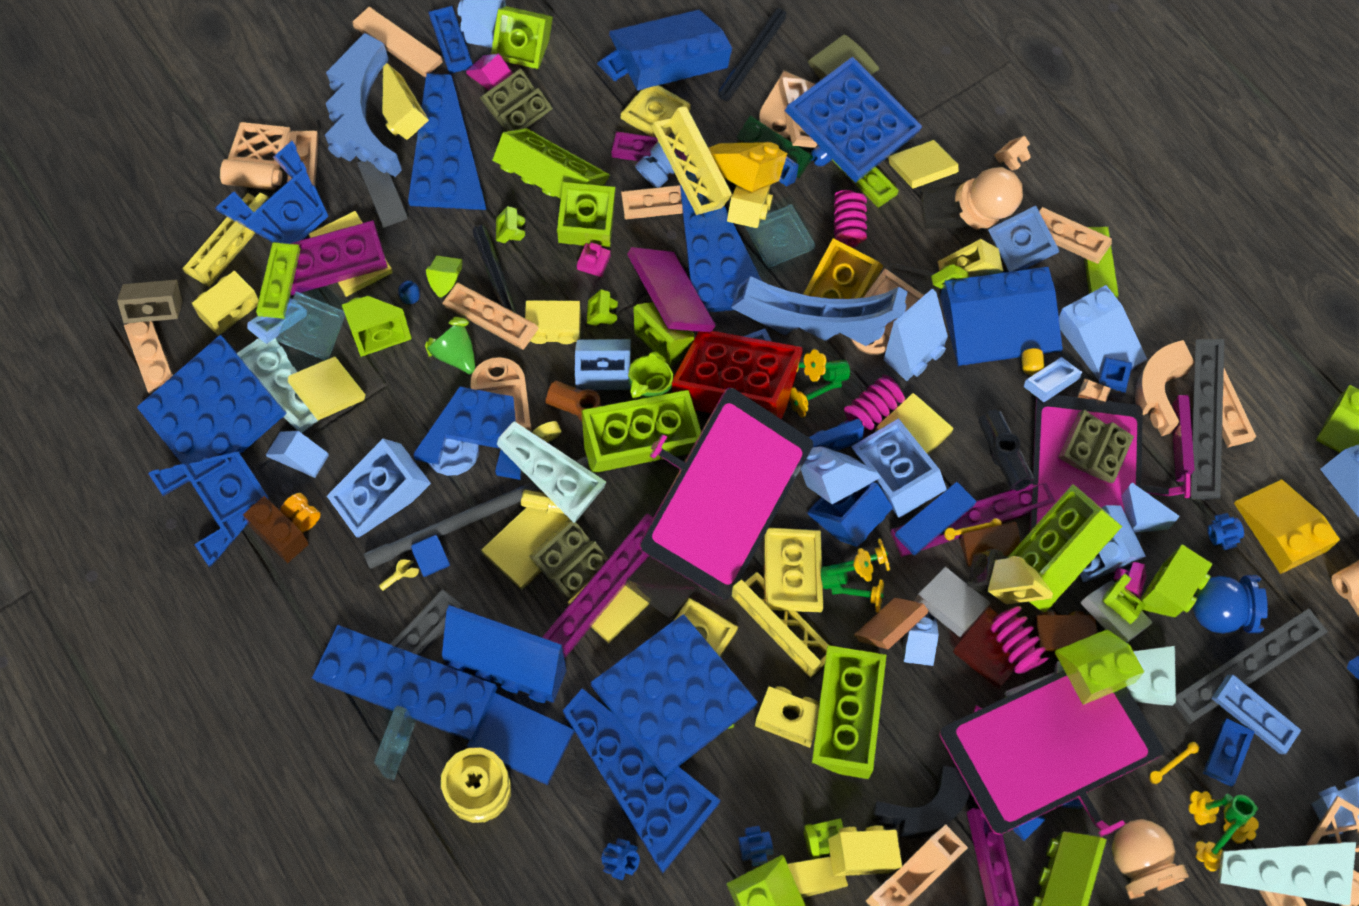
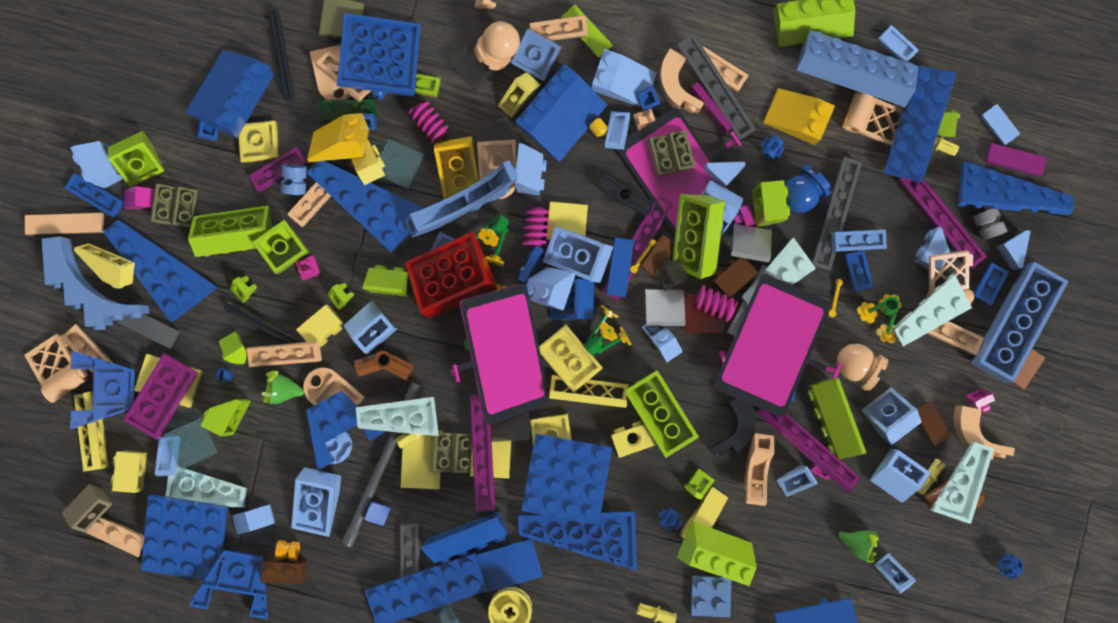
camera: 40 degrees left, 20 degrees up
(278, 280) = (146, 435): lime tile -> none
(326, 388) = (233, 471): light yellow tile -> none
(401, 571) = (370, 535): light yellow hand -> none
(548, 431) = (376, 393): light yellow tile -> none
(620, 859) = (611, 582): blue gear -> none
(625, 431) = (427, 353): lime slope -> none
(650, 376) = (406, 320): lime hat -> none
(671, 290) = (370, 254): magenta tile -> none
(698, 161) = (314, 160): light yellow fence -> none
(864, 851) = (725, 477): light yellow brick -> none
(891, 623) = (644, 348): nougat tile -> none
(923, 164) = (441, 50): light yellow tile -> none
(948, 272) = (513, 114): lime plate -> none
(1017, 582) = (693, 273): light yellow slope -> none
(1099, 665) = (766, 285): lime slope -> none
(1122, 600) = (751, 235): lime tile -> none

